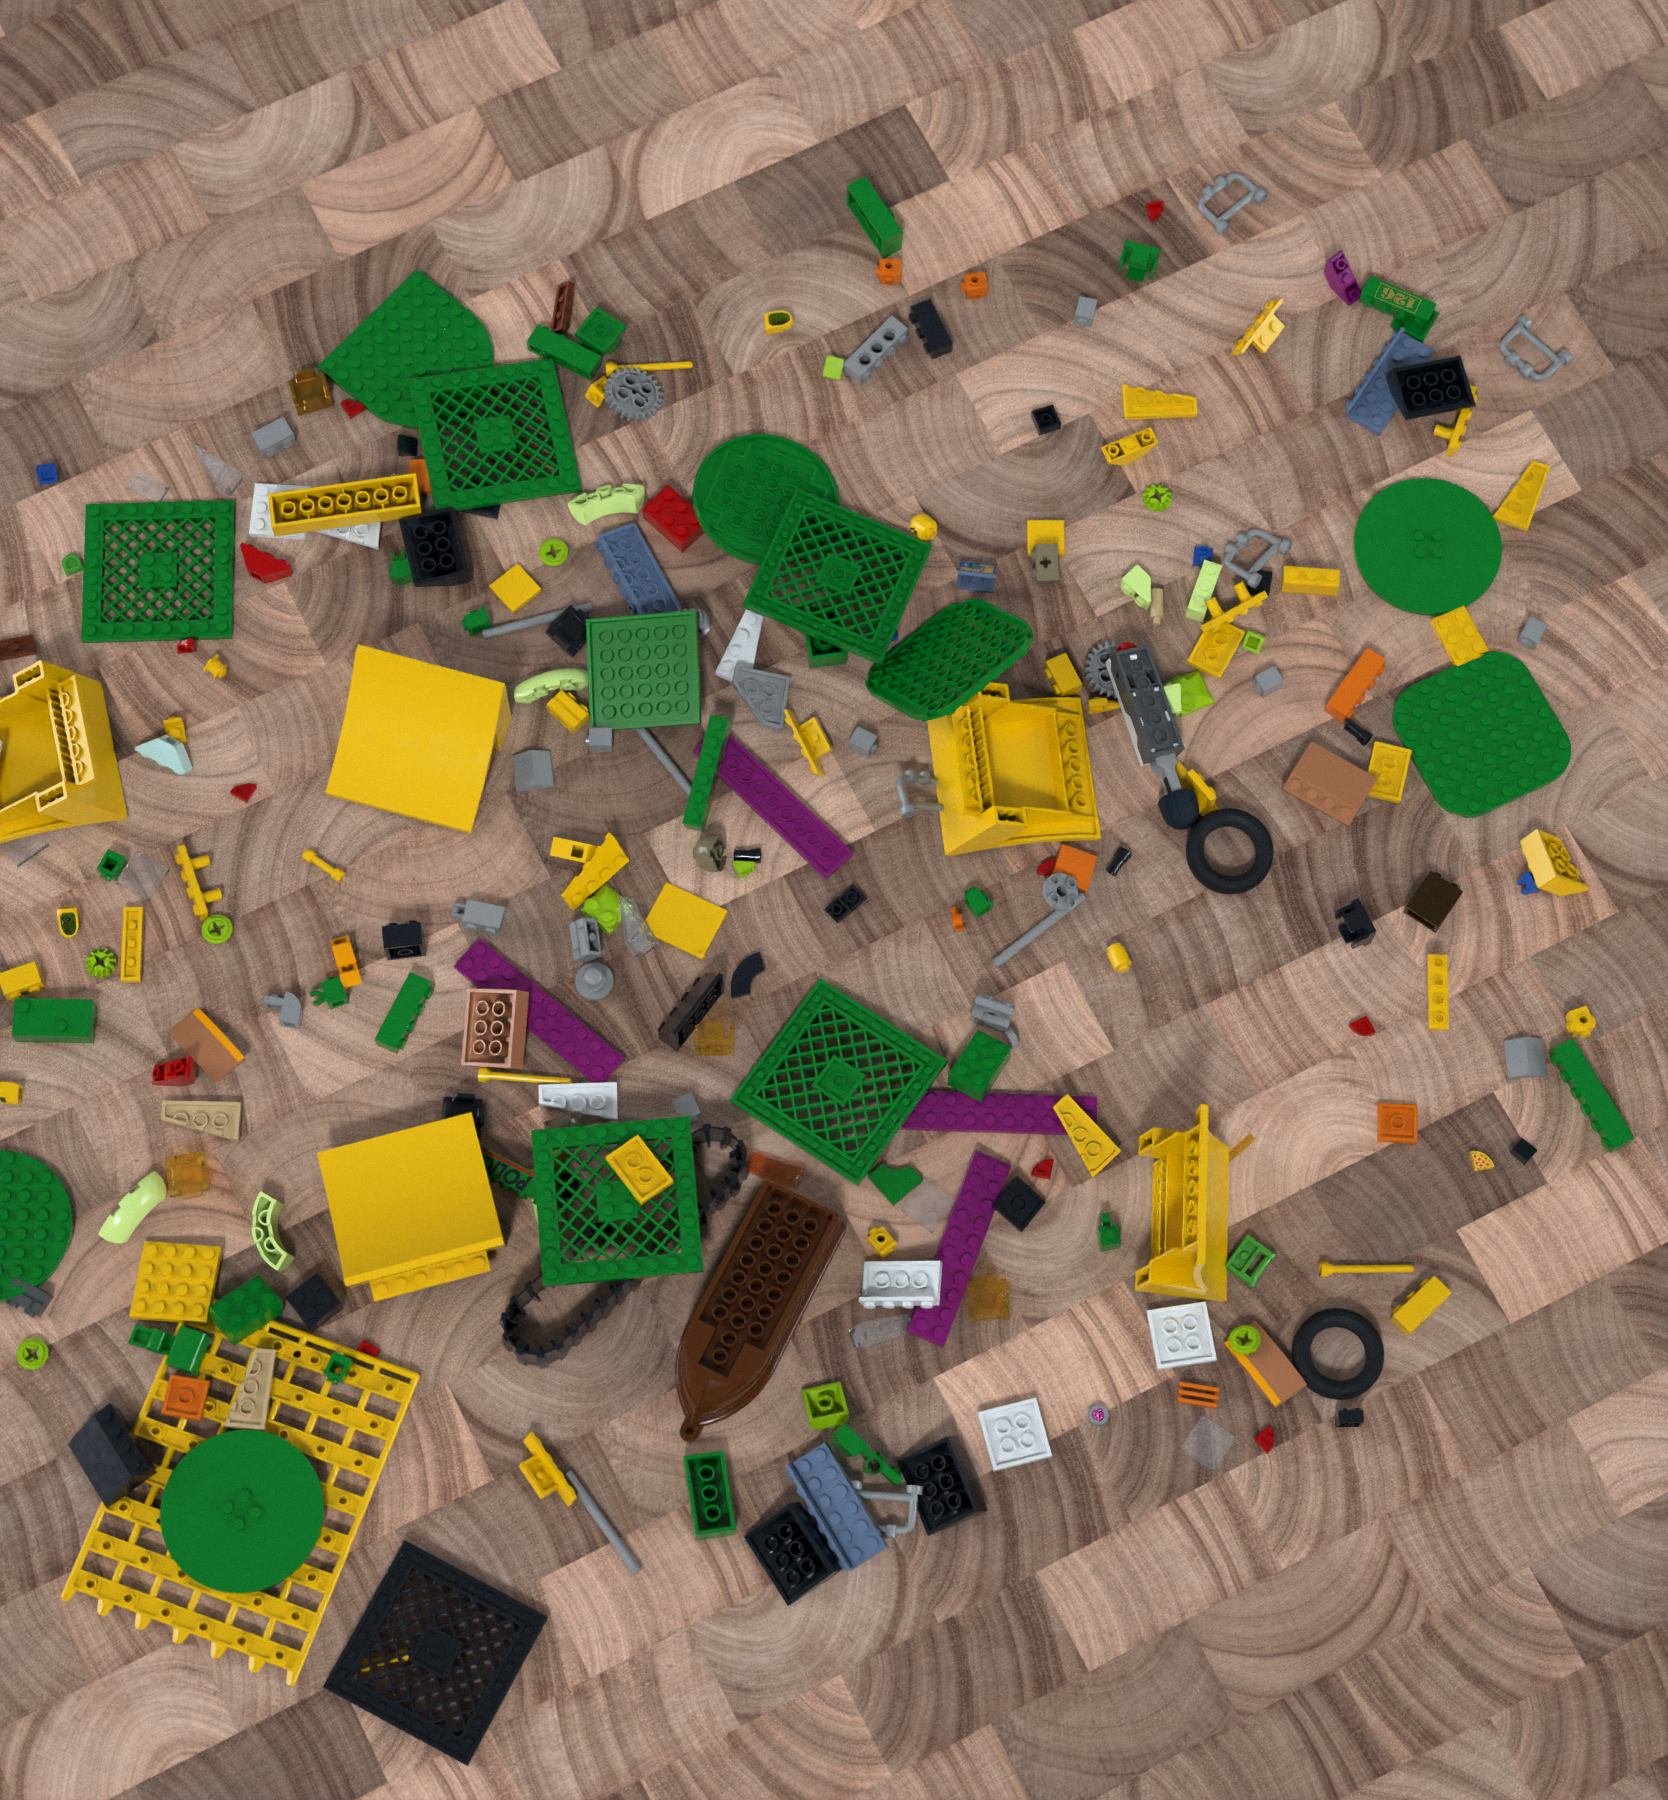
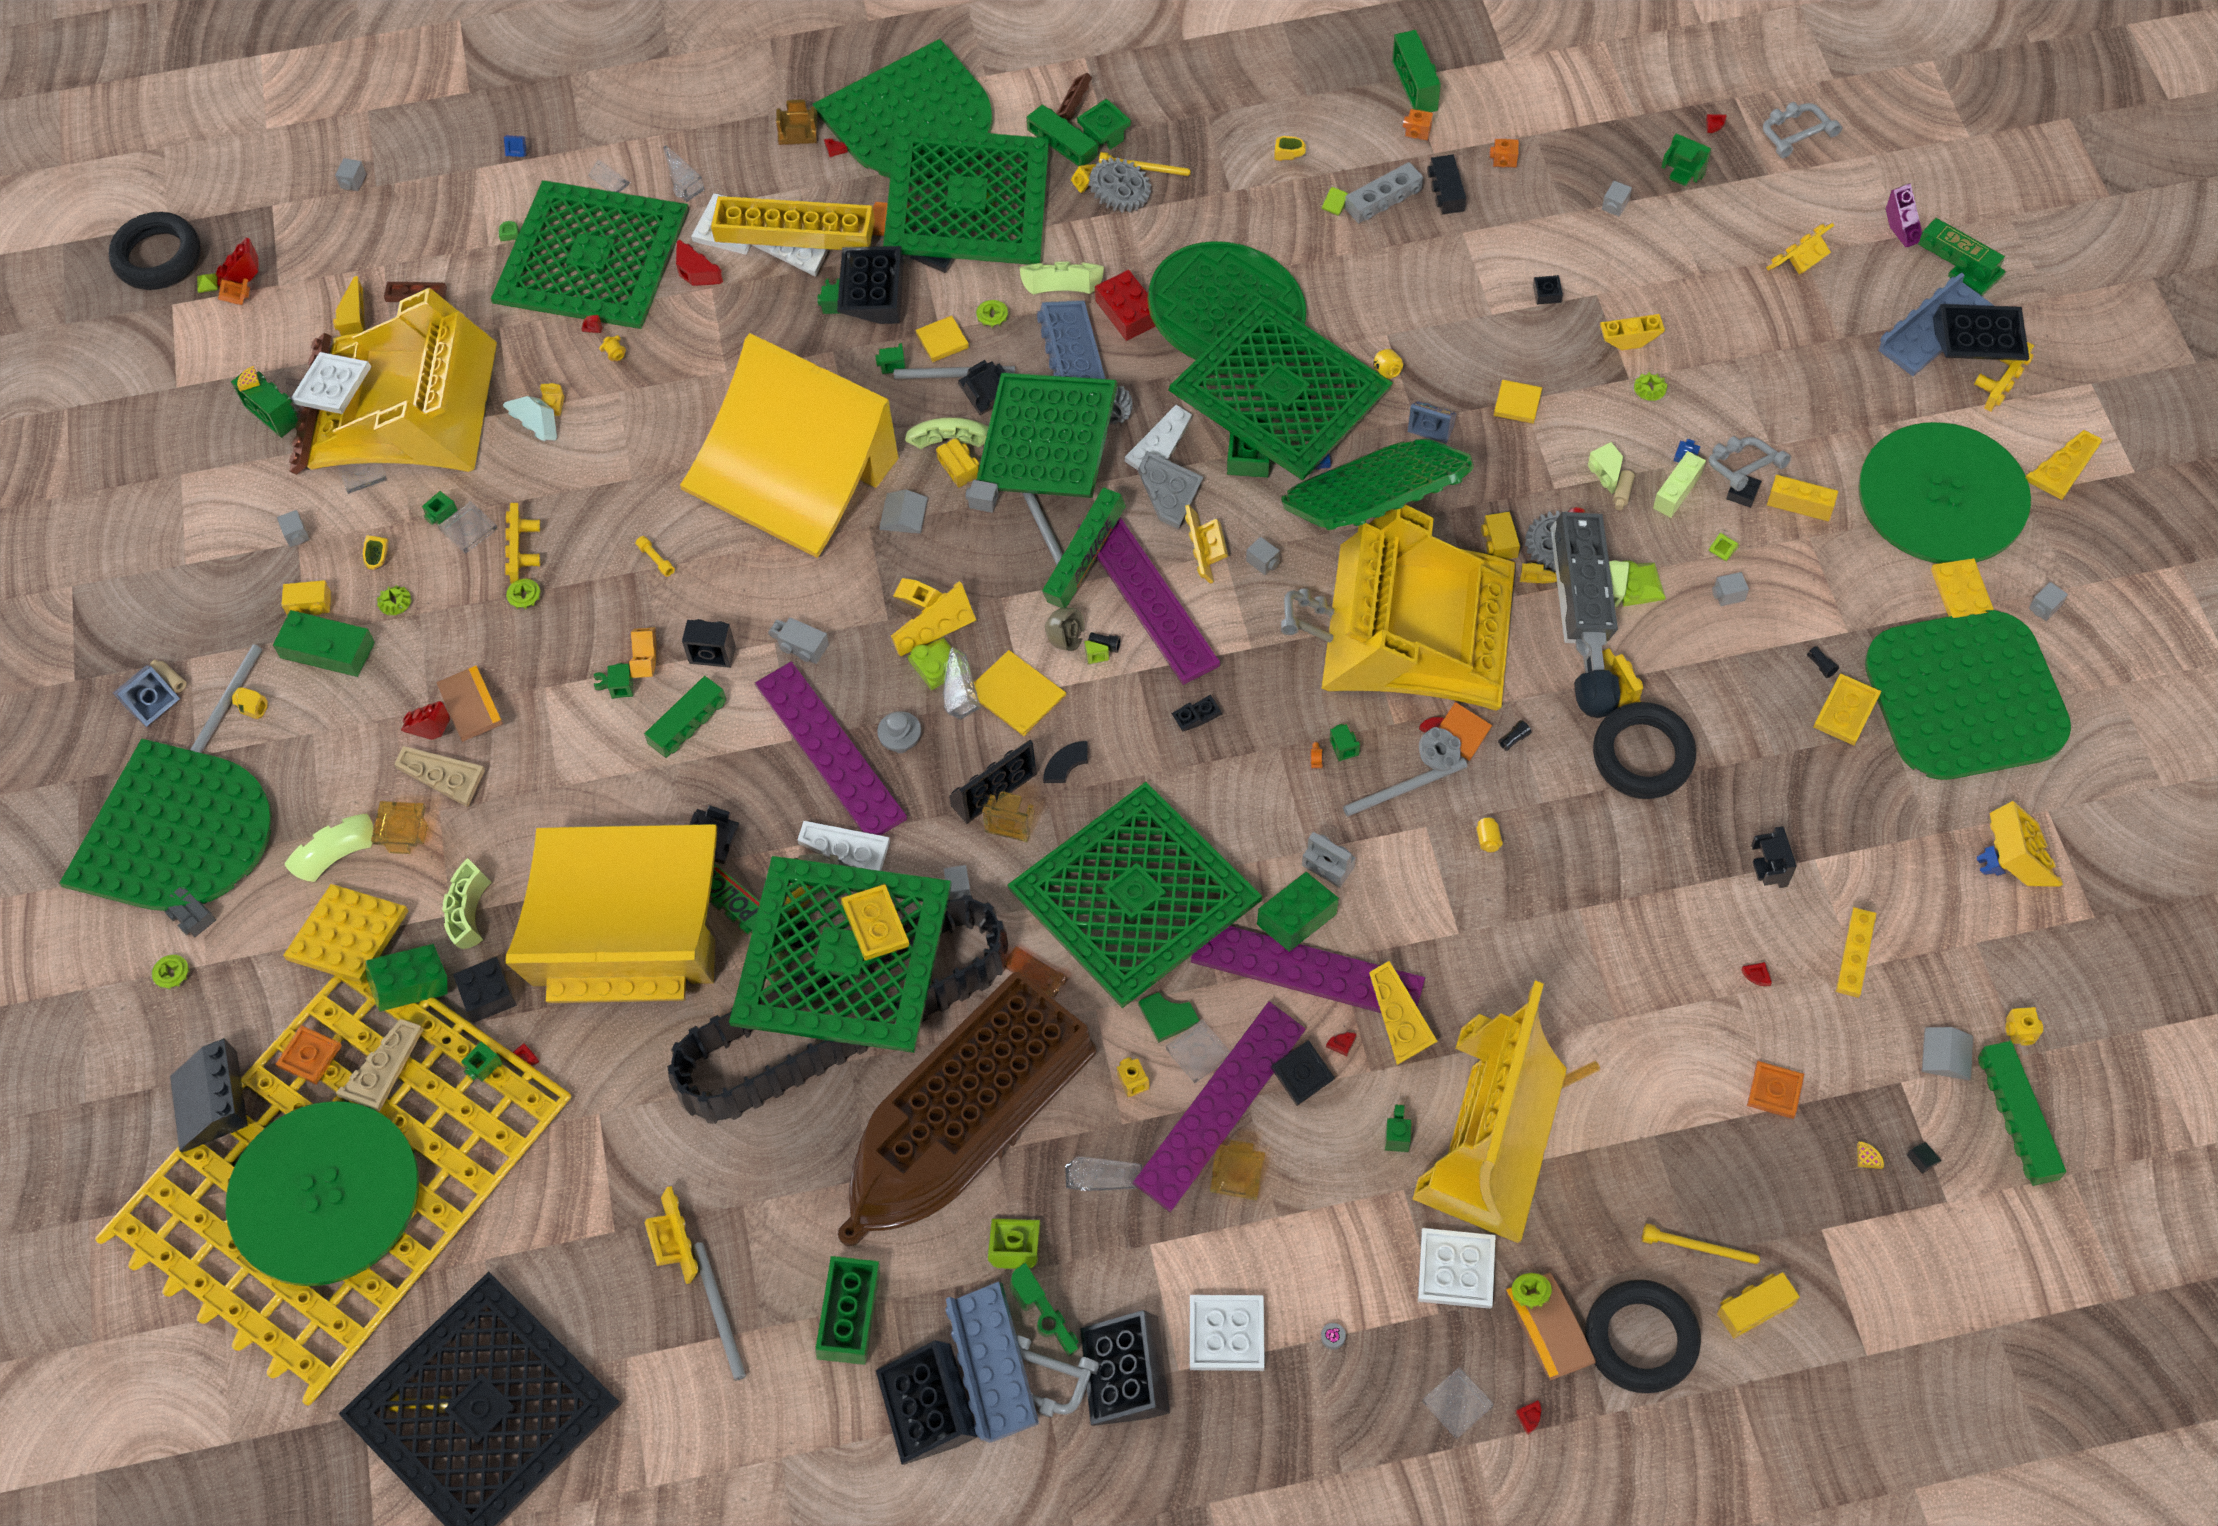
camera: 20 degrees right, 10 degrees down
(132, 944) = (431, 589): yellow plate -> none
(183, 1351) = (322, 1004): green plate -> none
(243, 791) = (600, 470): red tile -> none
(273, 437) = (746, 156): light grey brick -> none
(290, 1008) = (568, 687): light grey brick -> none
(406, 445) = (876, 189): black slope -> none
(486, 1074) = (750, 798): yellow piece -> none
(495, 1028) = (776, 752): nougat slope -> none
(585, 939) = (902, 685): light grey brick -> none
(901, 1284) = (1140, 1126): white bracket -> none
(1011, 1038) = (1343, 892): light grey tile -> none
(1049, 553) = (1510, 434): dark tan brick -> none
(1155, 404) = (1662, 297): yellow wing -> none
(1215, 1390) = (1463, 1334): orange tile -> none
(1216, 650) = (1679, 543): yellow plate -> none
(1220, 616) = (1701, 511): yellow plate -> none
(1245, 1256) = (1554, 1197): bright green plate -> none
(1329, 784) = (1776, 706): nougat slope -> none
(1349, 1418) = (1639, 1415): black piece -> none
(1355, 685) = (1830, 612): orange brick -> none
(1433, 901) = (1872, 856): dark brown brick -> none
(1523, 324) = (2097, 300): light grey bar -> none

